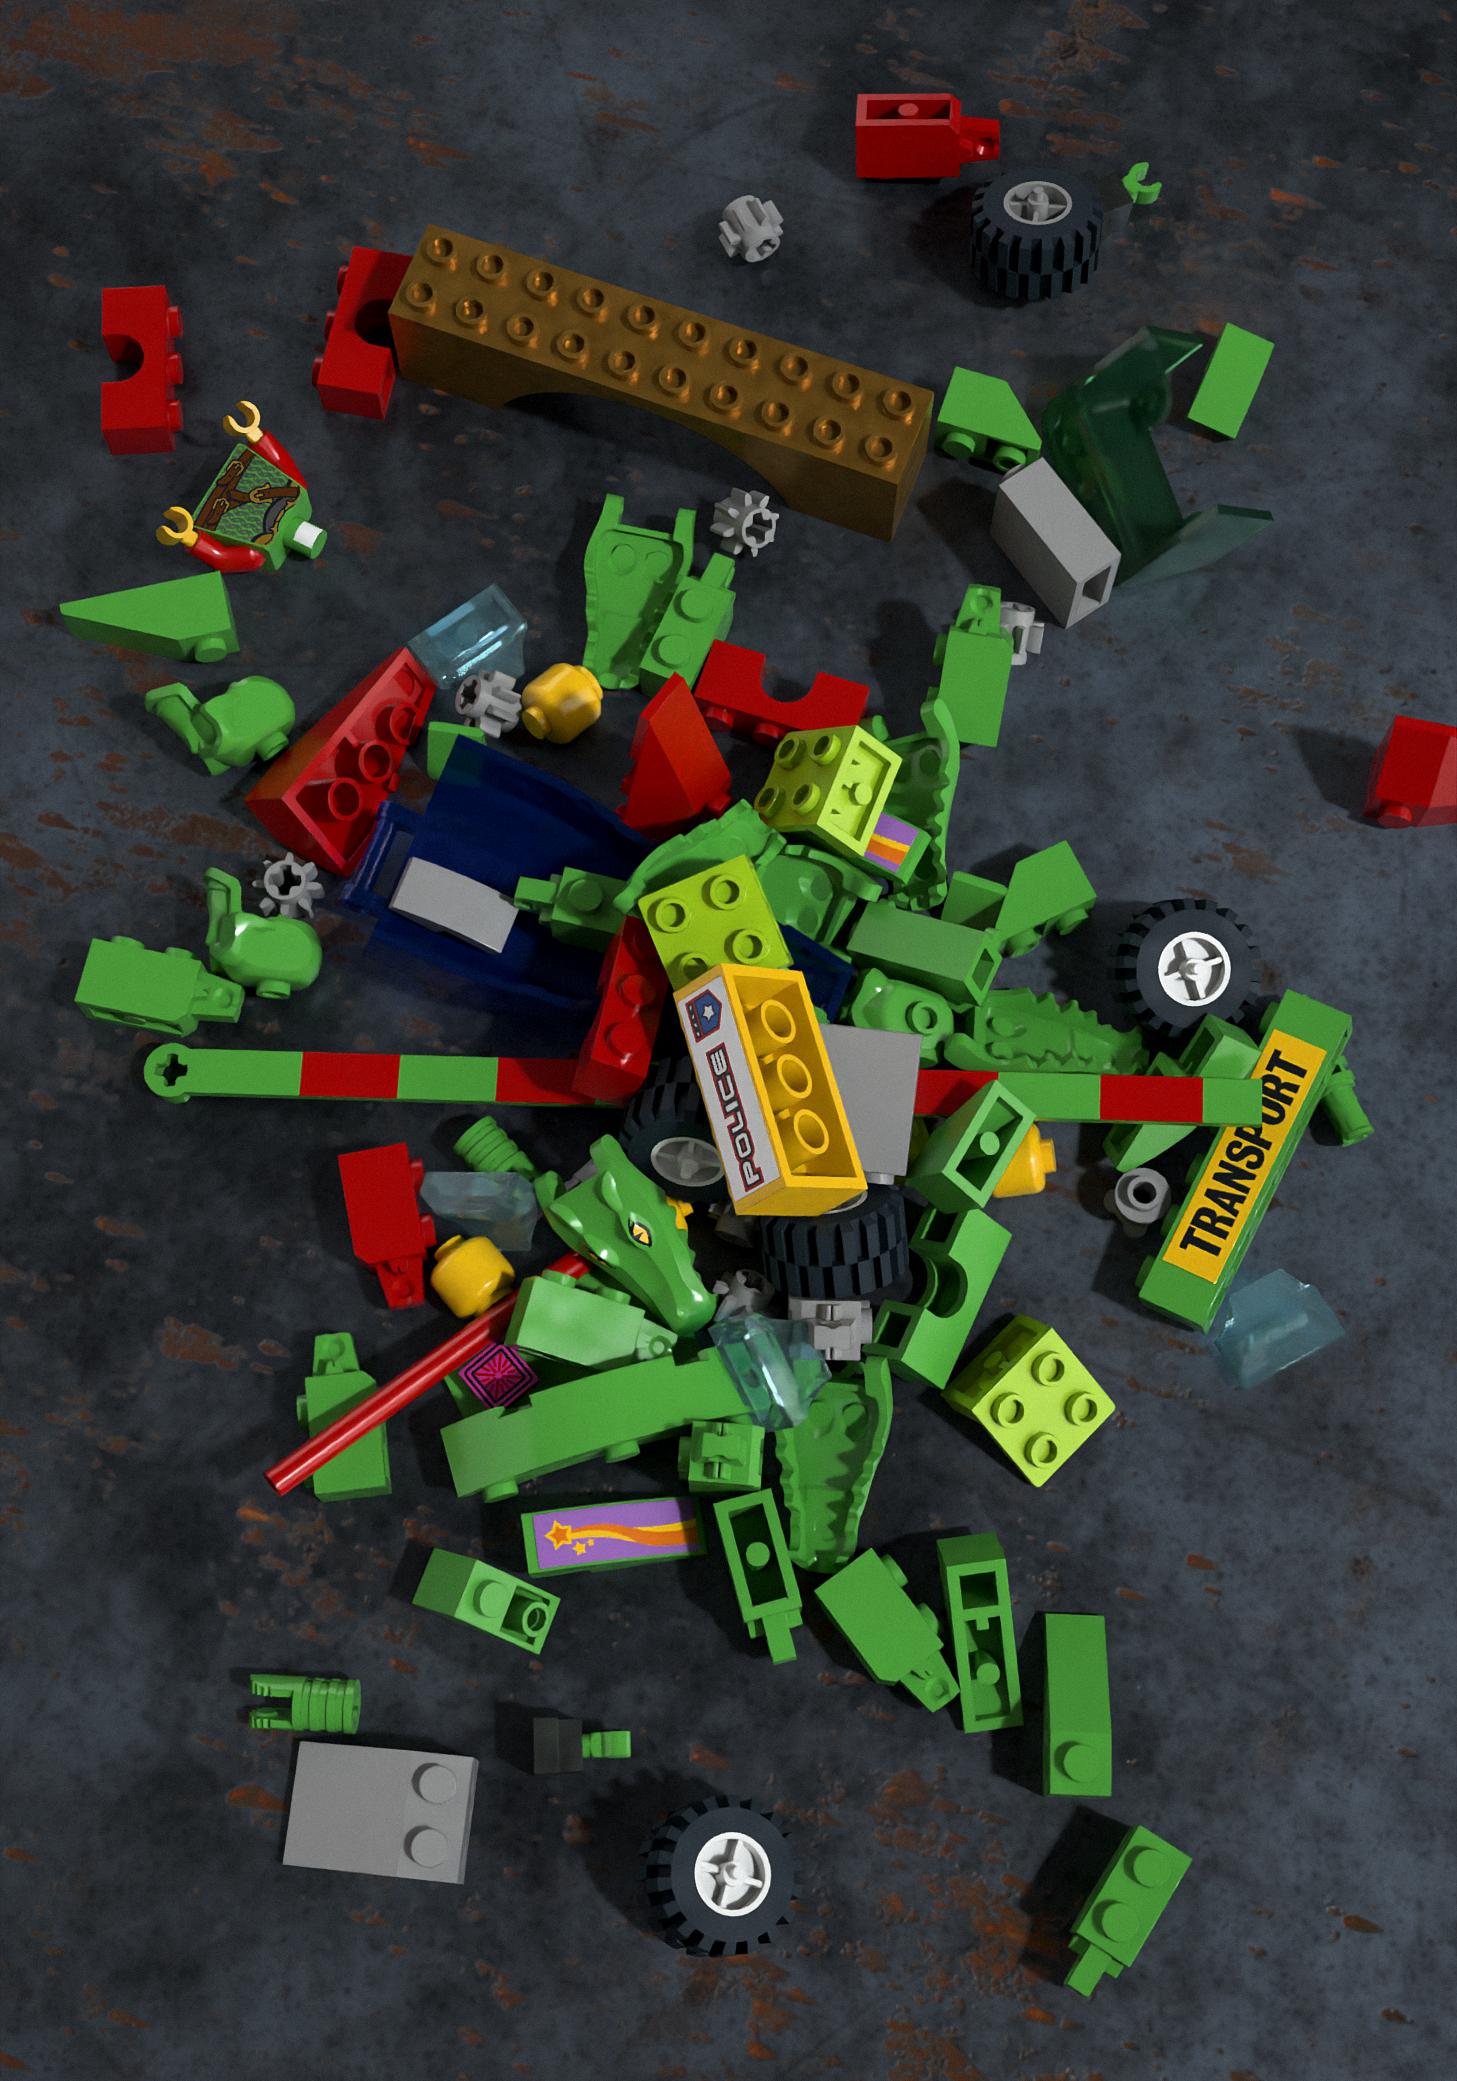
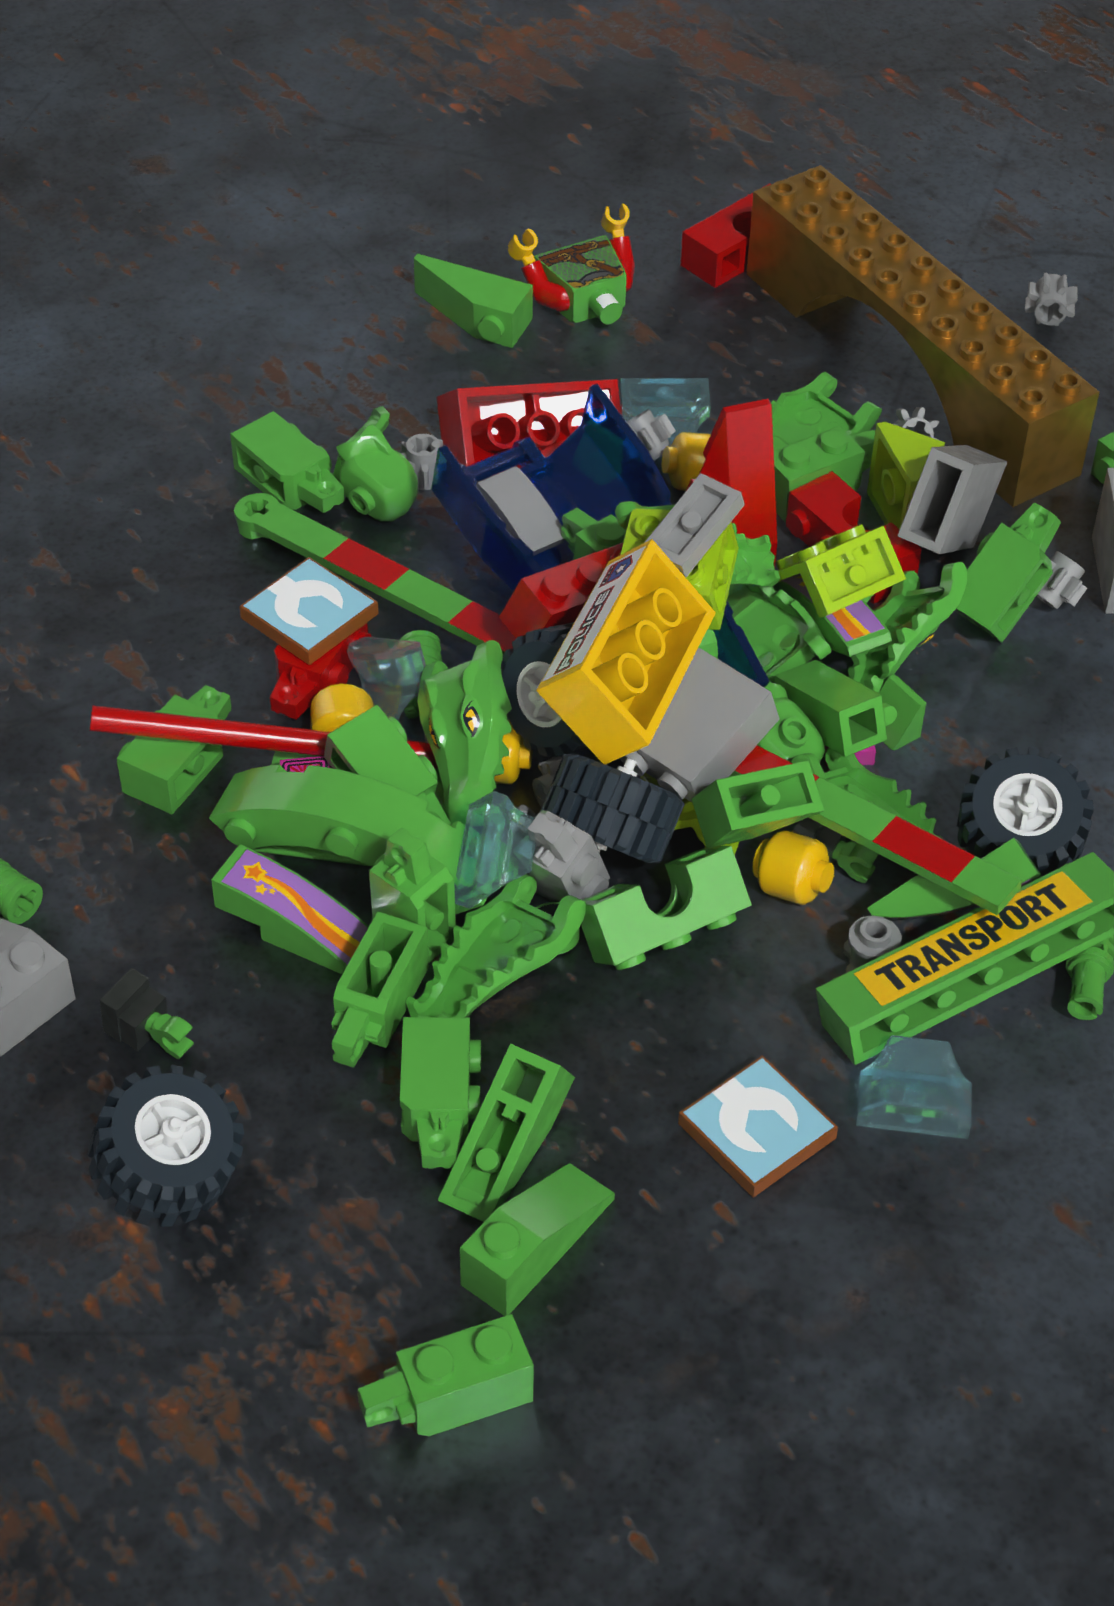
camera: 35 degrees right, 25 degrees down
(142, 411) = (565, 204): red arch -> none
(230, 727) = (465, 355): bright green head -> none
(355, 1186) = (309, 610): none -> tile
(486, 1600) = (172, 898): bright green slope -> none
(733, 904) = (697, 522): none -> light grey plate
(791, 606) = (896, 469): none -> lime slope
(869, 613) = (952, 498): none -> light grey brick
(1030, 1397) = (680, 1022): lime bracket -> none
(1043, 897) = (944, 734): bright green slope -> none
(1171, 1458) = (757, 1126): none -> tile

